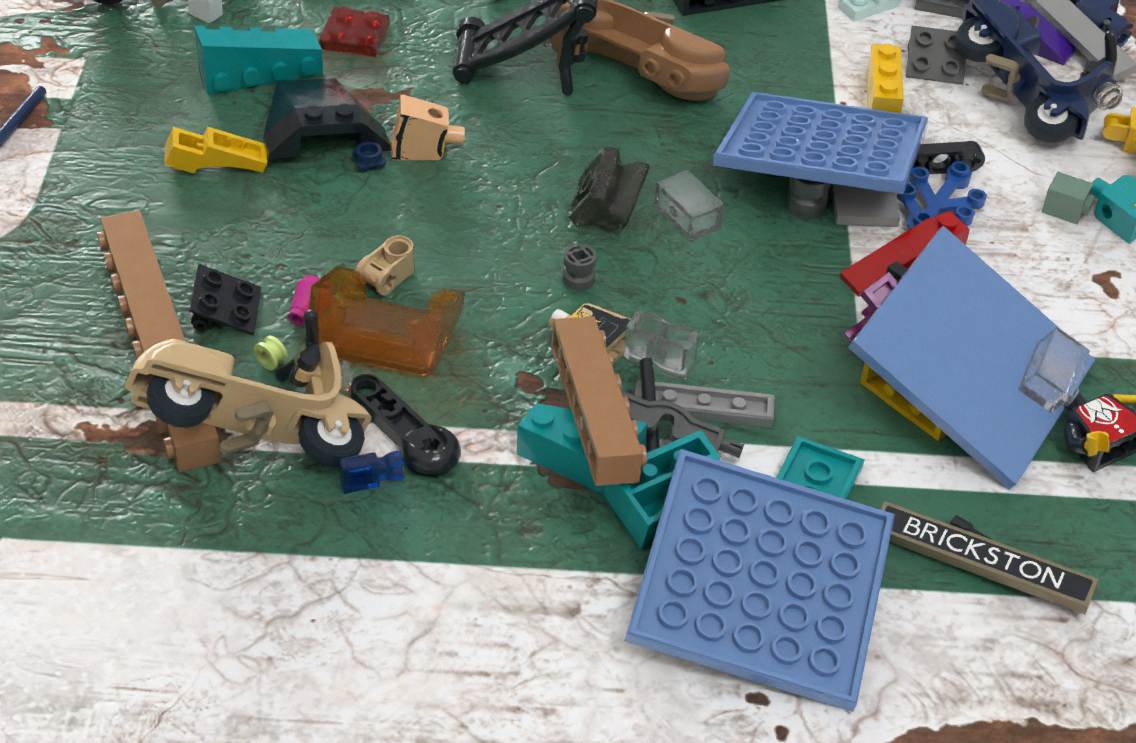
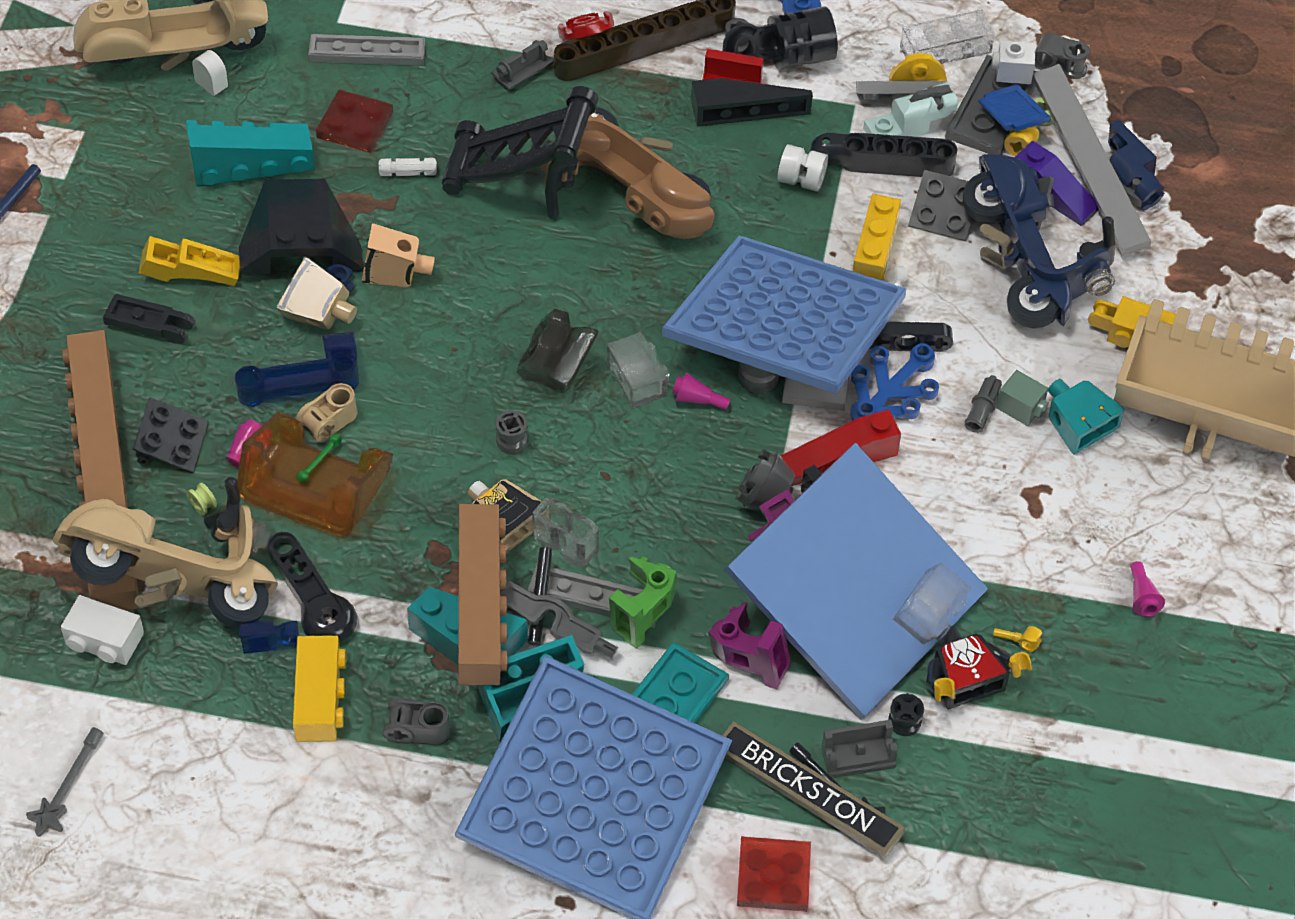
camera: 10 degrees right, 10 degrees up
(157, 673) = (49, 814): none -> dark grey piece
(182, 203) = (148, 318): none -> black hinge
(187, 481) = (102, 630): none -> white brick
(309, 247) = (301, 378): none -> clear blue piece
(352, 169) = (316, 298): none -> tan torso
(399, 291) = (303, 476): none -> green hinge
(415, 62) = (408, 167): none -> white axle
(436, 515) = (318, 688): none -> yellow brick
(555, 535) = (415, 721): none -> dark grey piece
(746, 218) = (693, 391): none -> dark pink cone
(765, 389) = (637, 614): none -> bright green tile
(786, 34) = (792, 167): none -> white wheel
(846, 283) = (765, 480): none -> dark grey cone
(866, 19) = (888, 153): none -> black piece
(882, 433) = (761, 654): none -> magenta tile
(975, 642) = (774, 874): none -> clear red plate
(1022, 512) = (859, 749): none -> dark grey hinge
(1031, 208) = (983, 404): none -> dark grey axle
(1057, 477) = (910, 706): none -> black wheel

